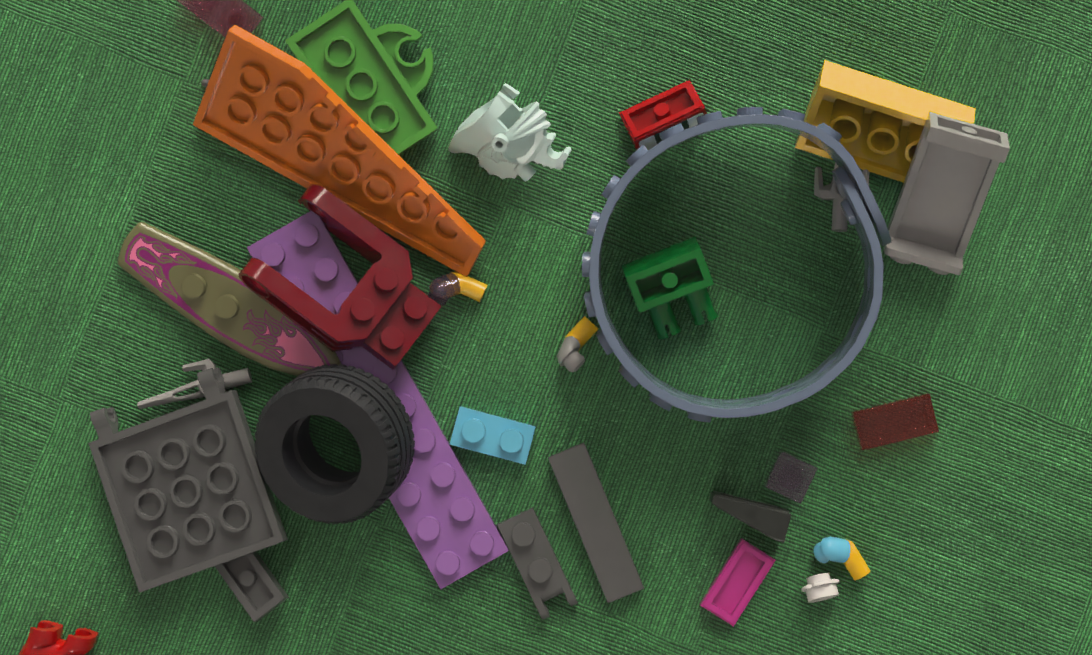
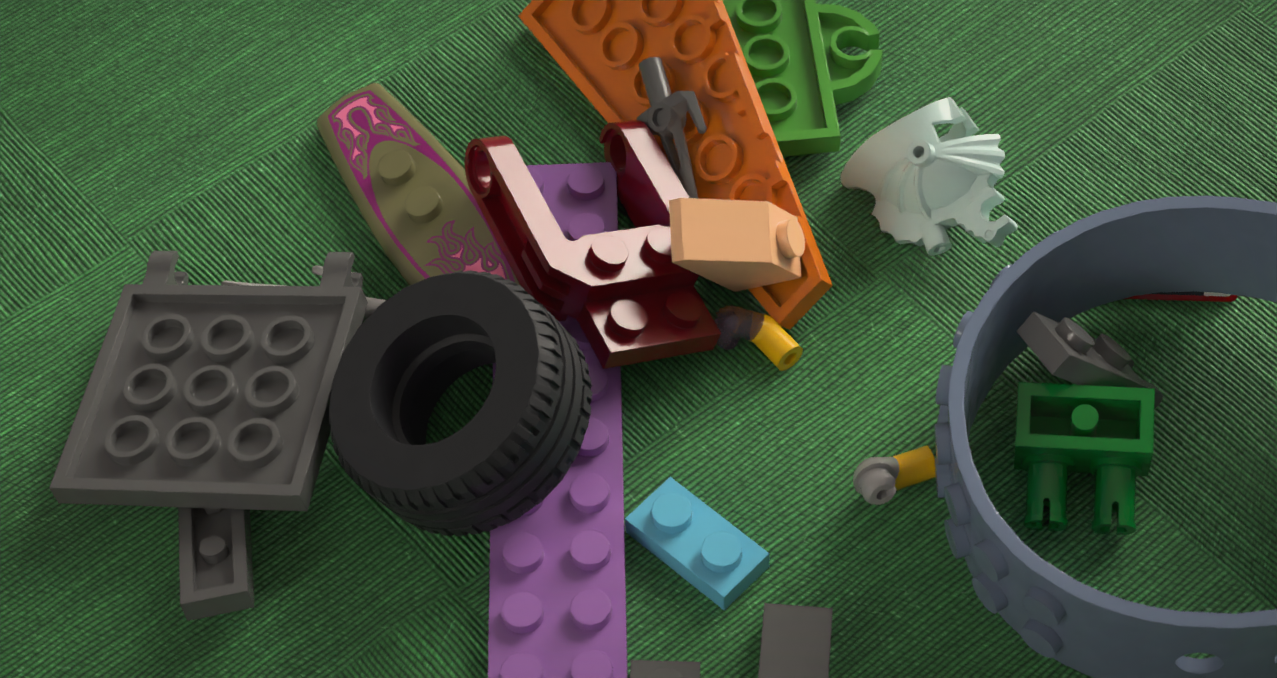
camera: 30 degrees right, 35 degrees down
(336, 179) = (668, 119): none -> dark grey piece
(425, 258) = (736, 241): none -> light nougat slope
(653, 238) = (1079, 357): none -> dark grey hinge

